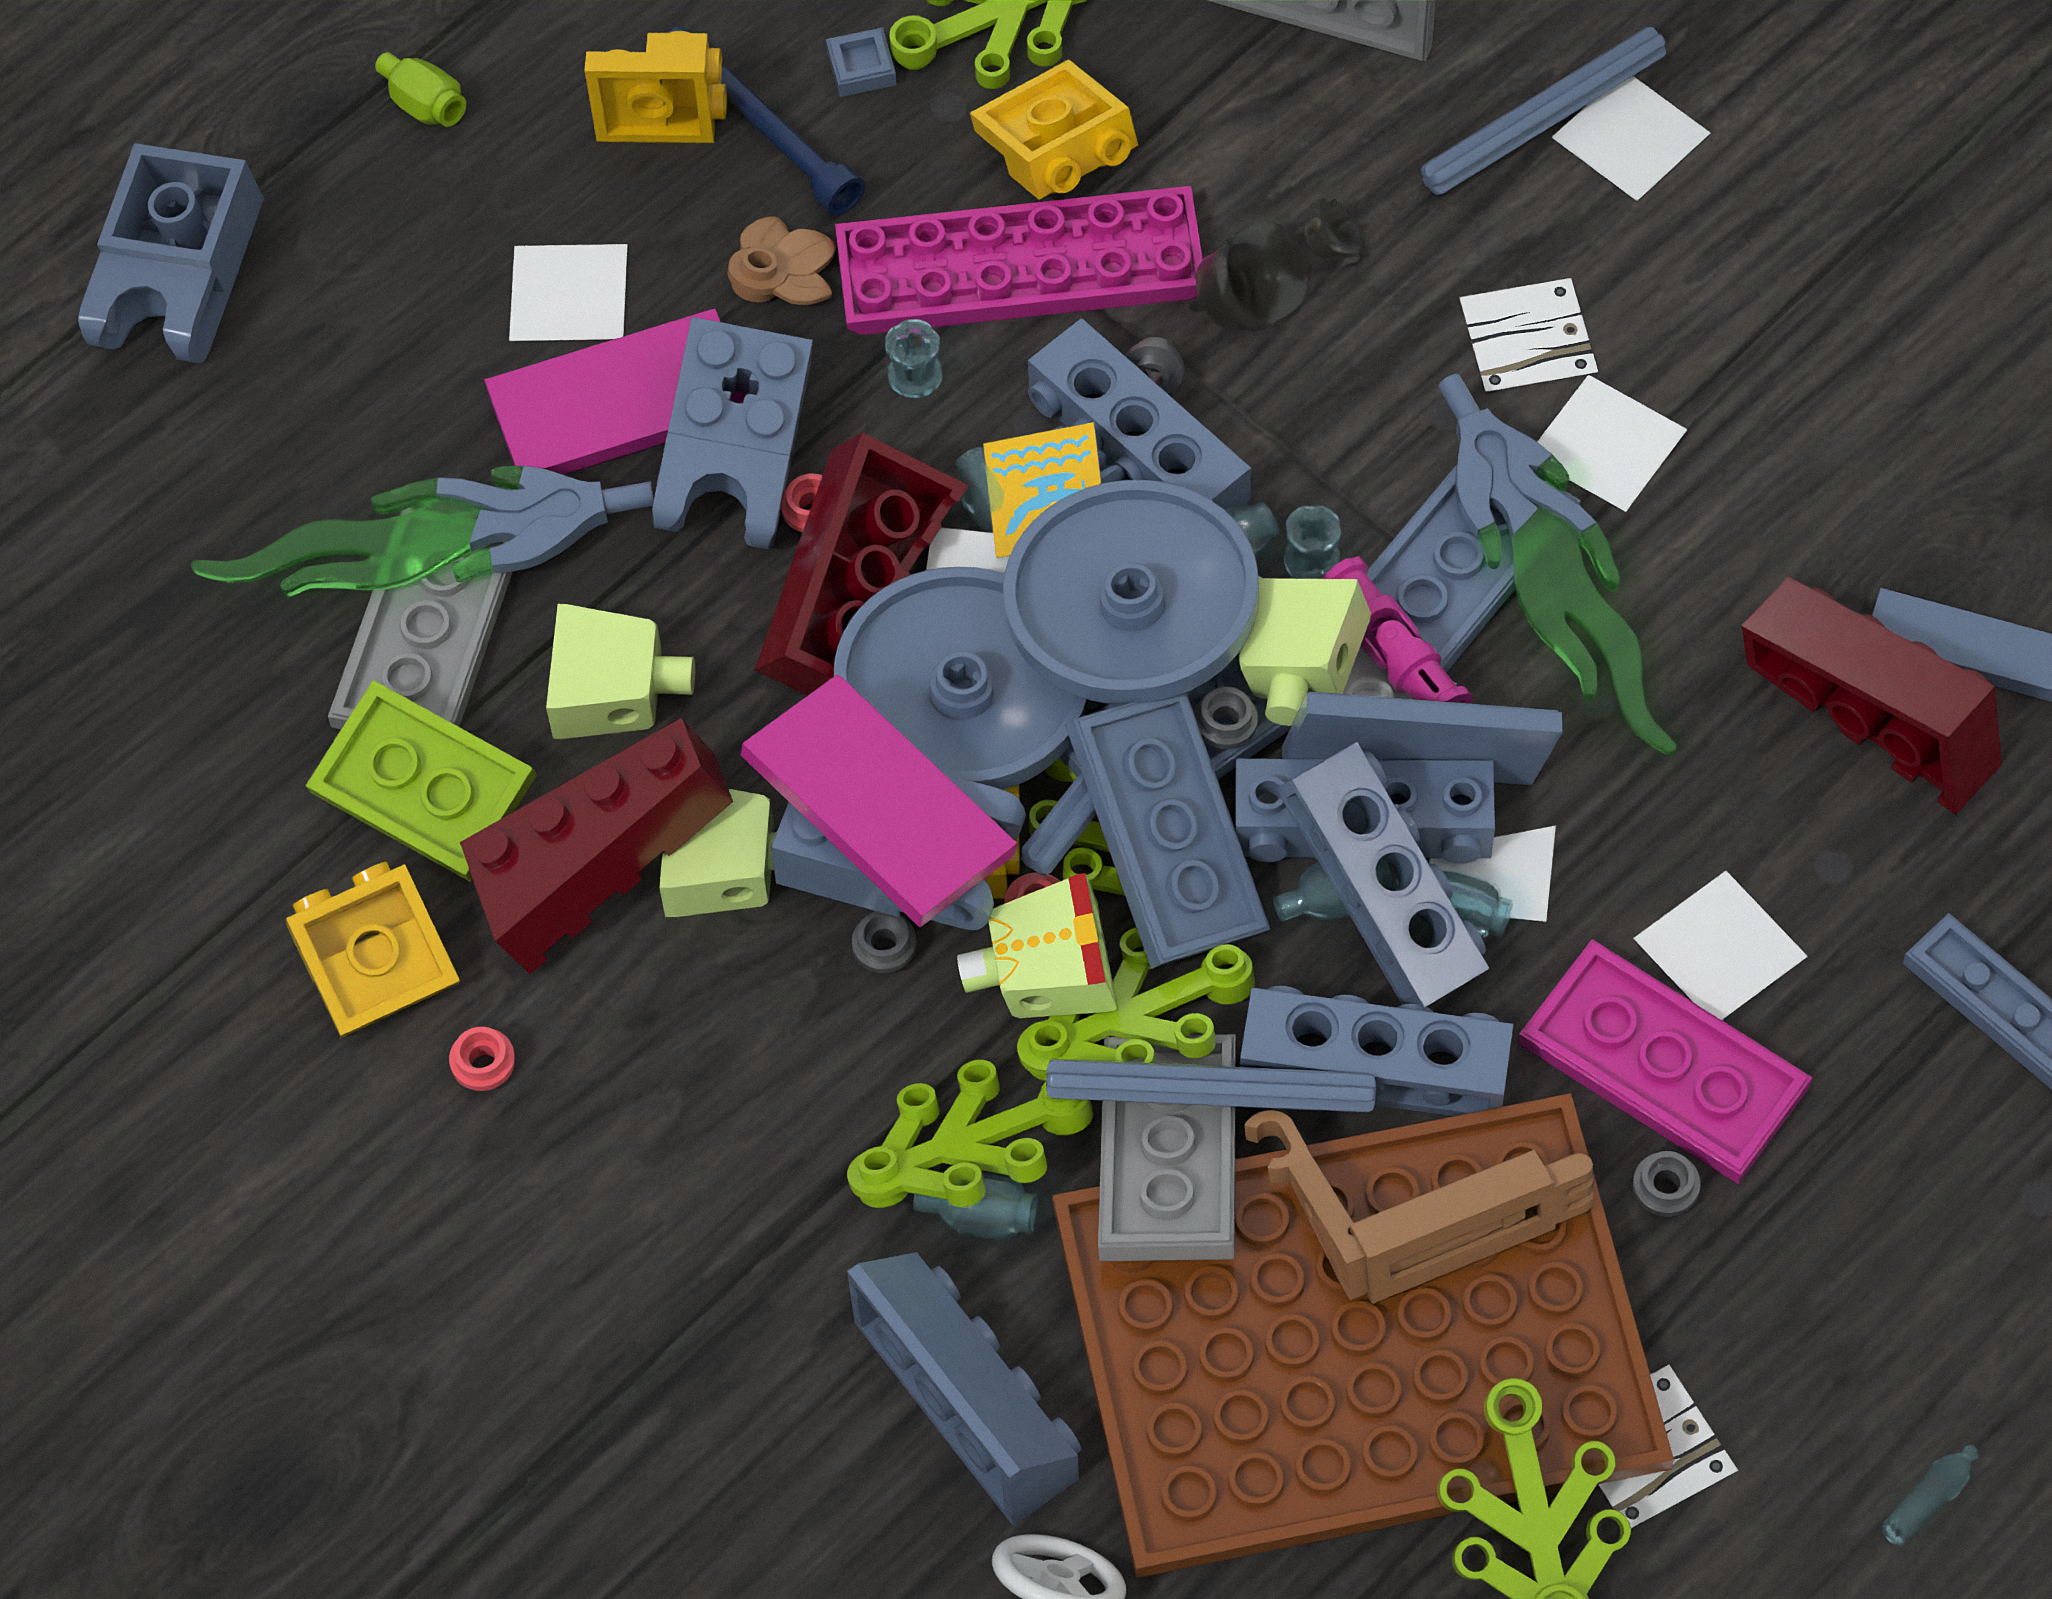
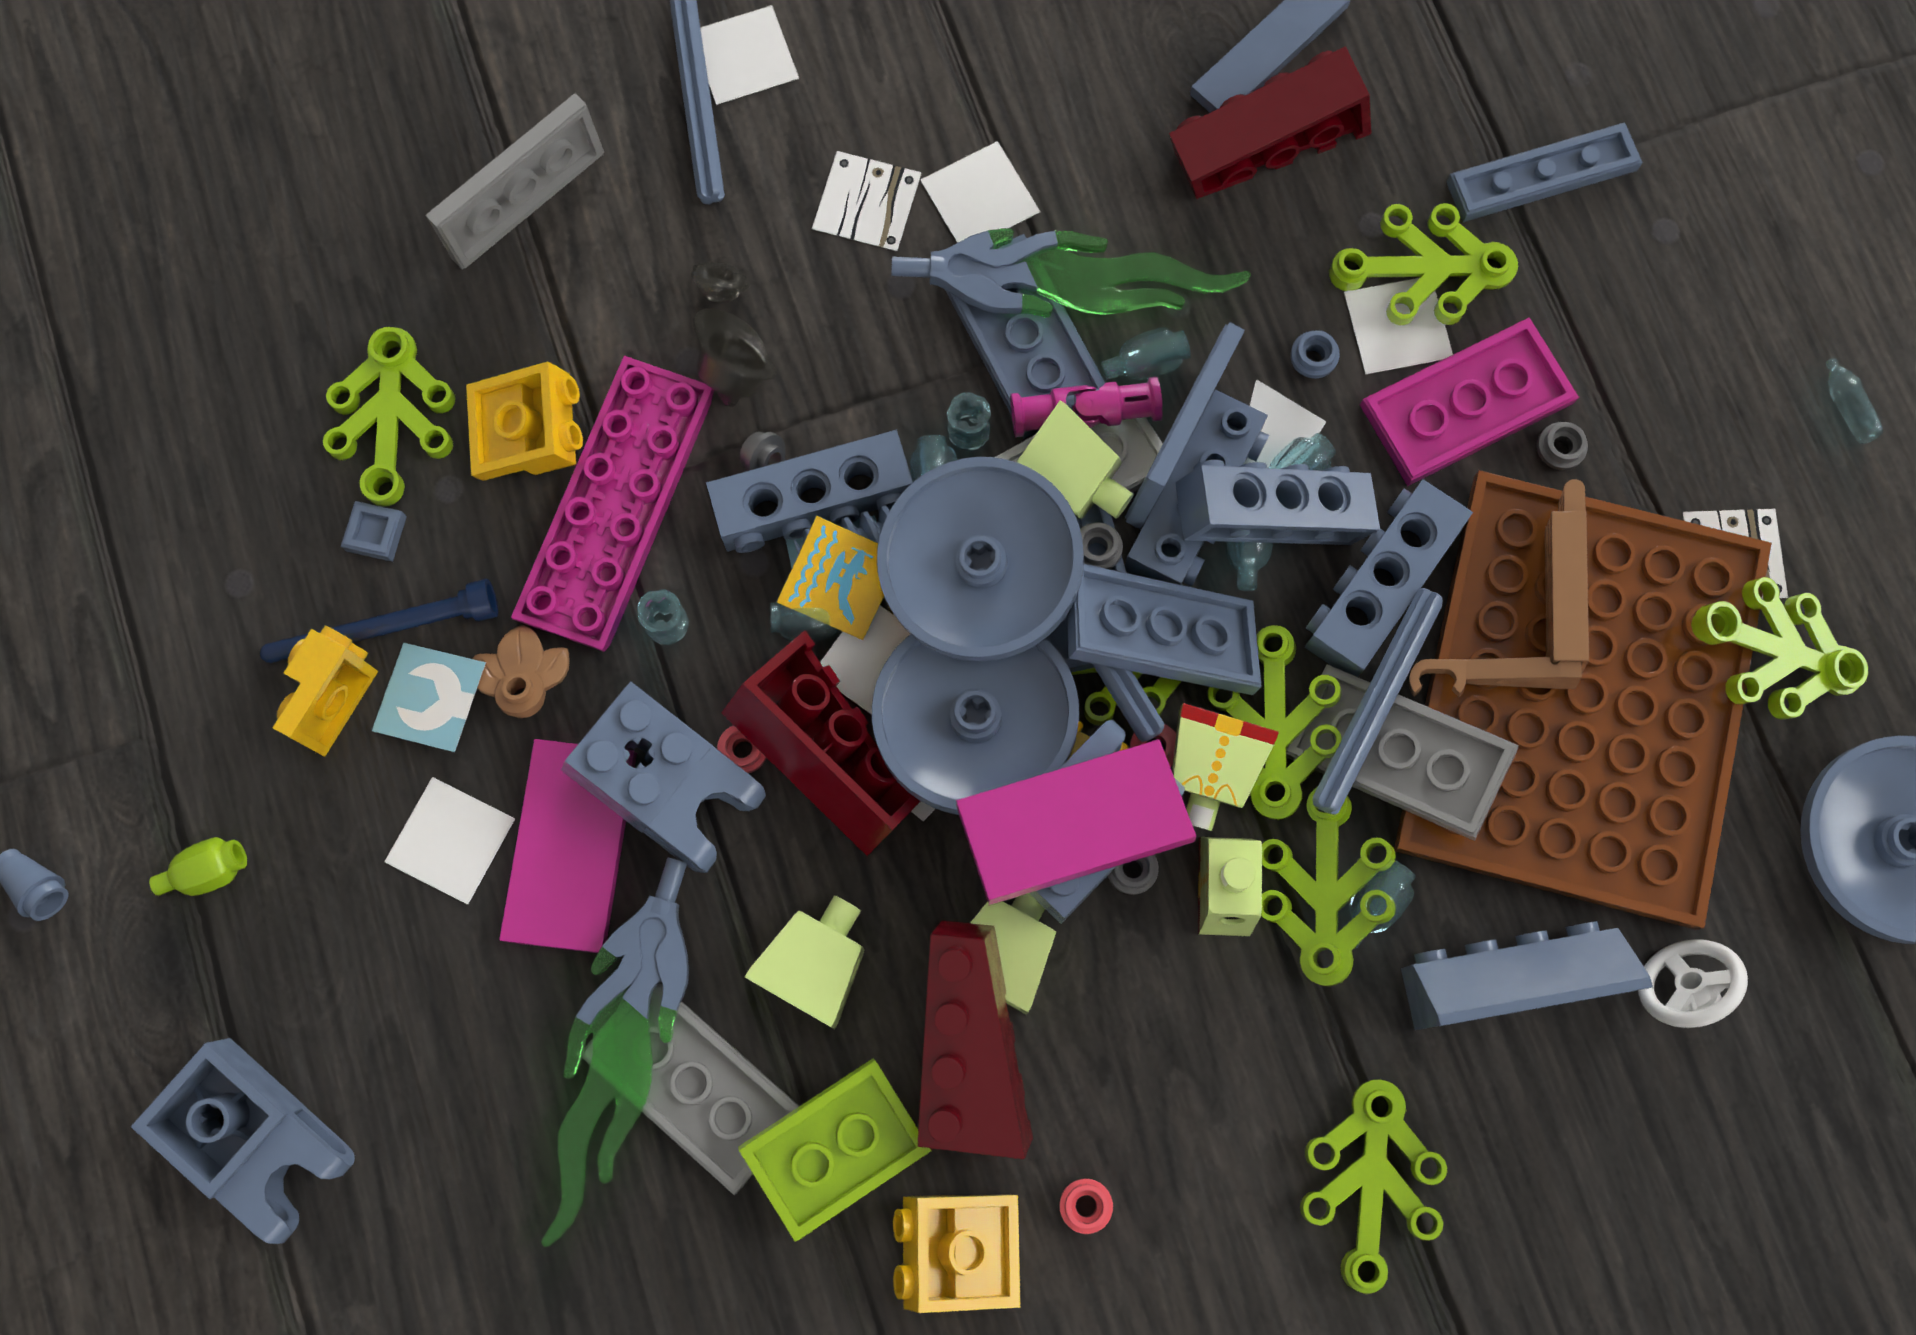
camera: 65 degrees left, 15 degrees up
(659, 1335) = (1374, 1176): none -> lime plant
(709, 196) = (429, 697): none -> medium azure sticker
(911, 1033) = (1229, 885): none -> yellowish green torso
(1501, 681) = (1149, 355): none -> clear light blue plant
(1621, 850) = (1321, 343): none -> sand blue plate
(1810, 944) = (1430, 264): none -> lime plant

